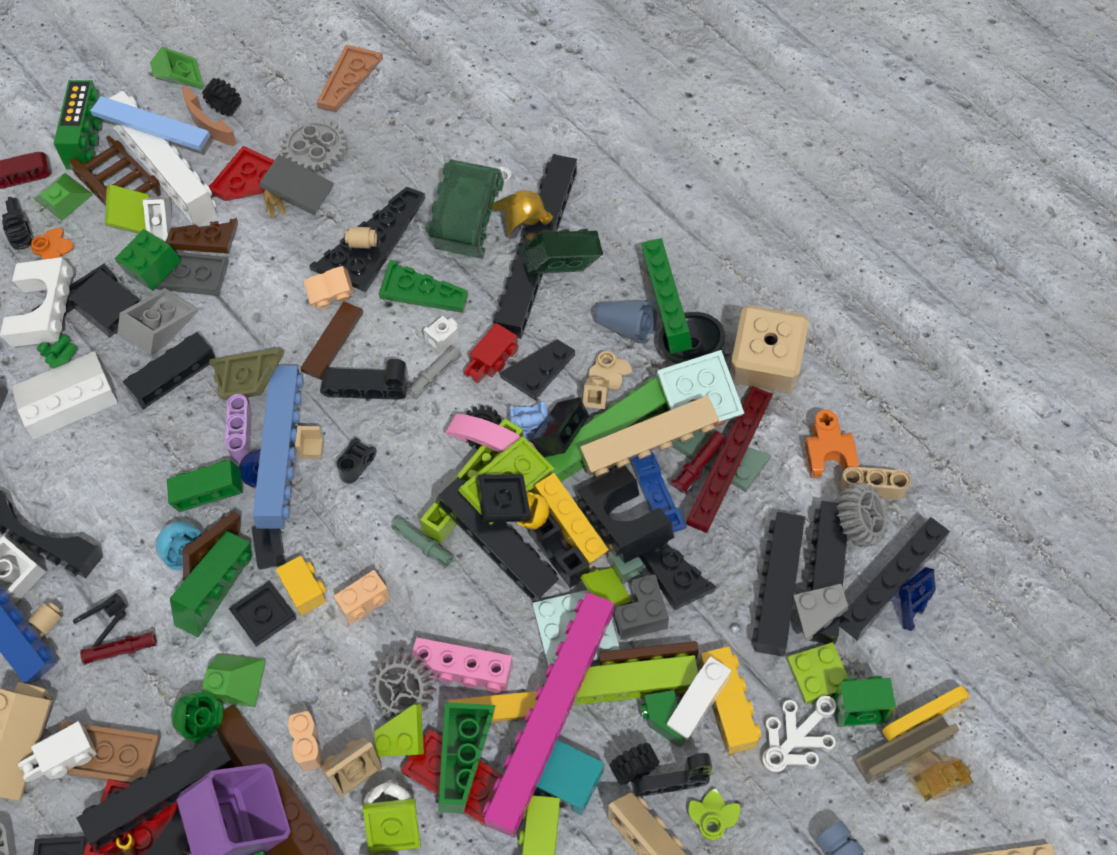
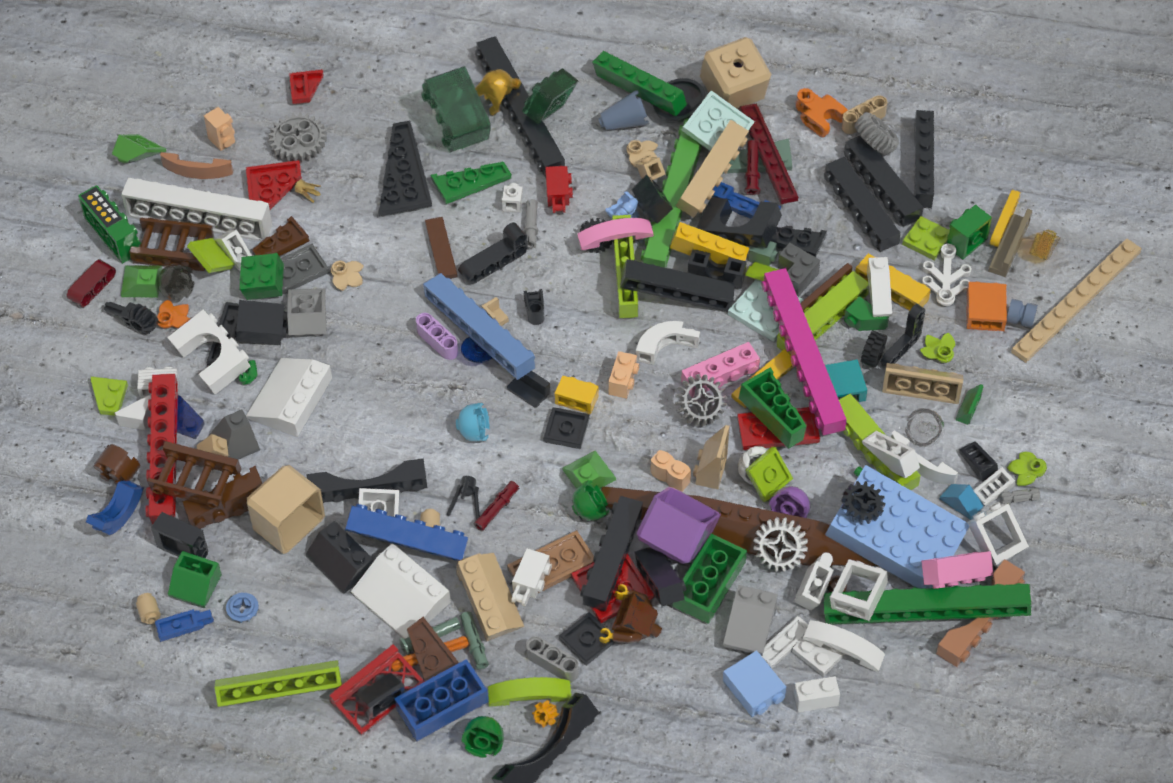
camera: 40 degrees left, 5 degrees down
(63, 358) = (265, 374): green arm -> none
(77, 216) = (175, 282): none -> clear smoke cylinder
(150, 123) = (176, 185): light blue tile -> none
(169, 370) = (350, 334): black brick -> none
(196, 551) = (494, 411): reddish brown wing -> none
(204, 485) = (455, 379): green brick -> none
(209, 583) = (520, 431): green wedge -> none
(221, 96) = (203, 141): black tyre -> none
(228, 310) = (348, 276): none -> tan plate
(245, 373) = (408, 300): olive wing -> none
(253, 94) = (219, 128): none -> light nougat brick
(296, 184) = (314, 167): dark grey tile -> none
(329, 287) = (409, 216): light nougat brick -> none
(347, 75) = (270, 79): nougat wing -> none
(361, 237) = (400, 171): tan brick -> none
(369, 100) = (304, 85): none -> red wing
(401, 735) = (727, 416): lime wing -> none
(429, 547) = (626, 322): sand green pin -> none
(436, 581) = (662, 335): none -> white arch
(503, 498) = (667, 252): black plate -> none
(516, 459) = (654, 245): lime tile -> none
(539, 369) = (595, 181): black wing -> none
(539, 511) = (687, 251): yellow hair -> none
(809, 805) = (986, 306): none -> orange brick
(819, 608) = (900, 198): light grey wing -> none
(915, 596) = (944, 159): clear blue wing -> none

